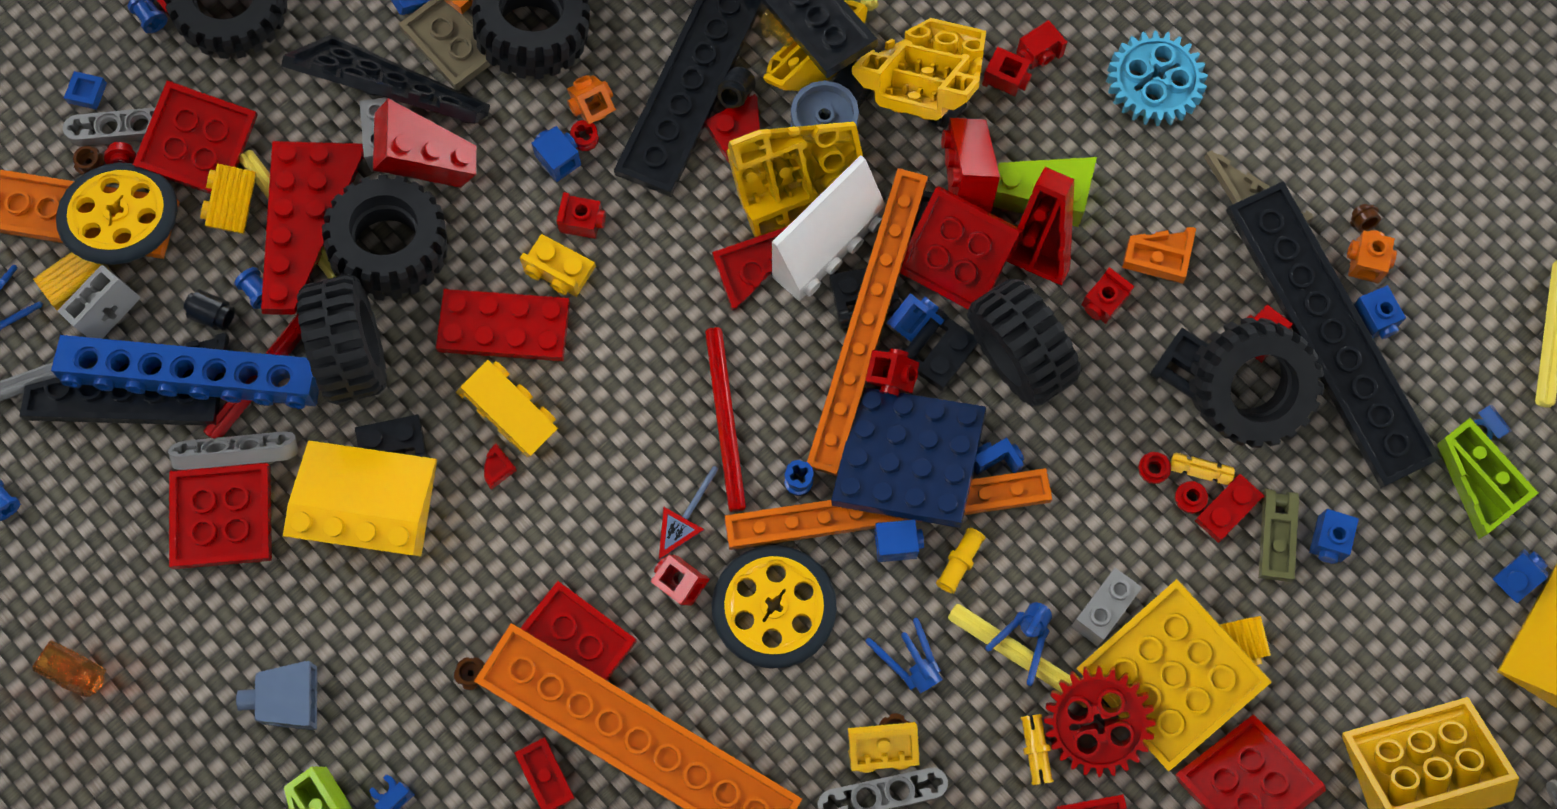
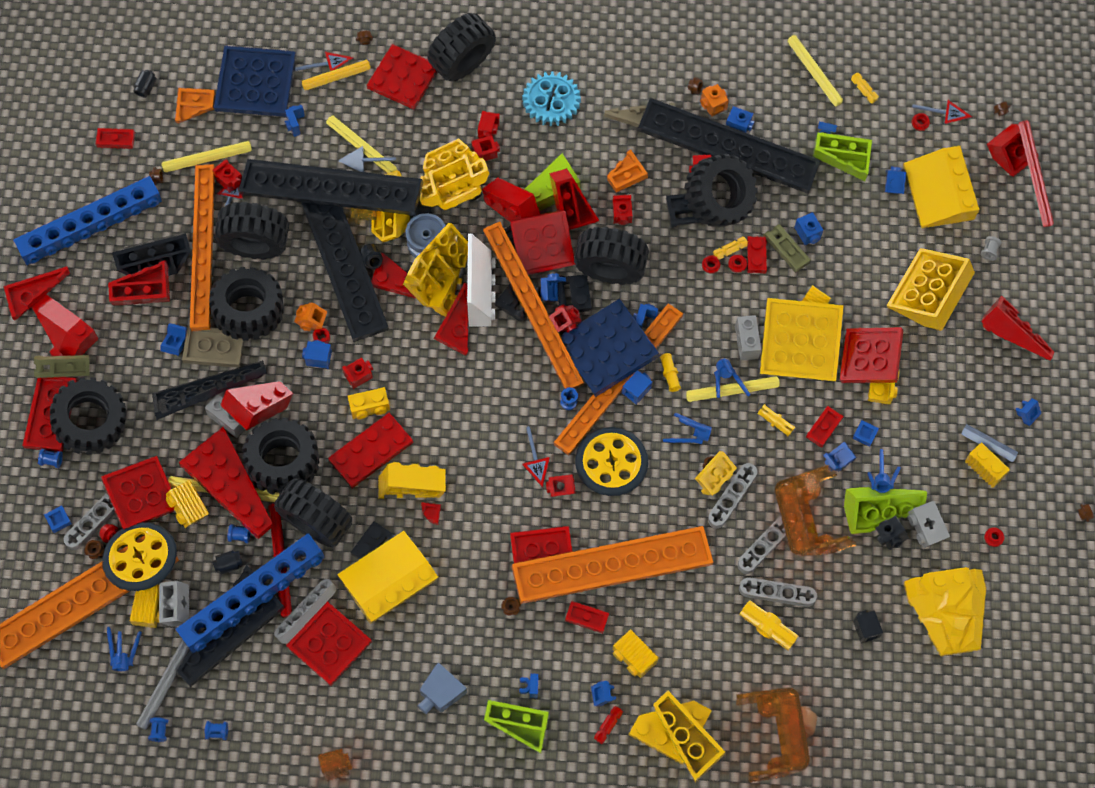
camera: 45 degrees left, 5 degrees down
(725, 420) = (511, 403): red axle -> none
(1108, 750) = (804, 394): red gear -> none

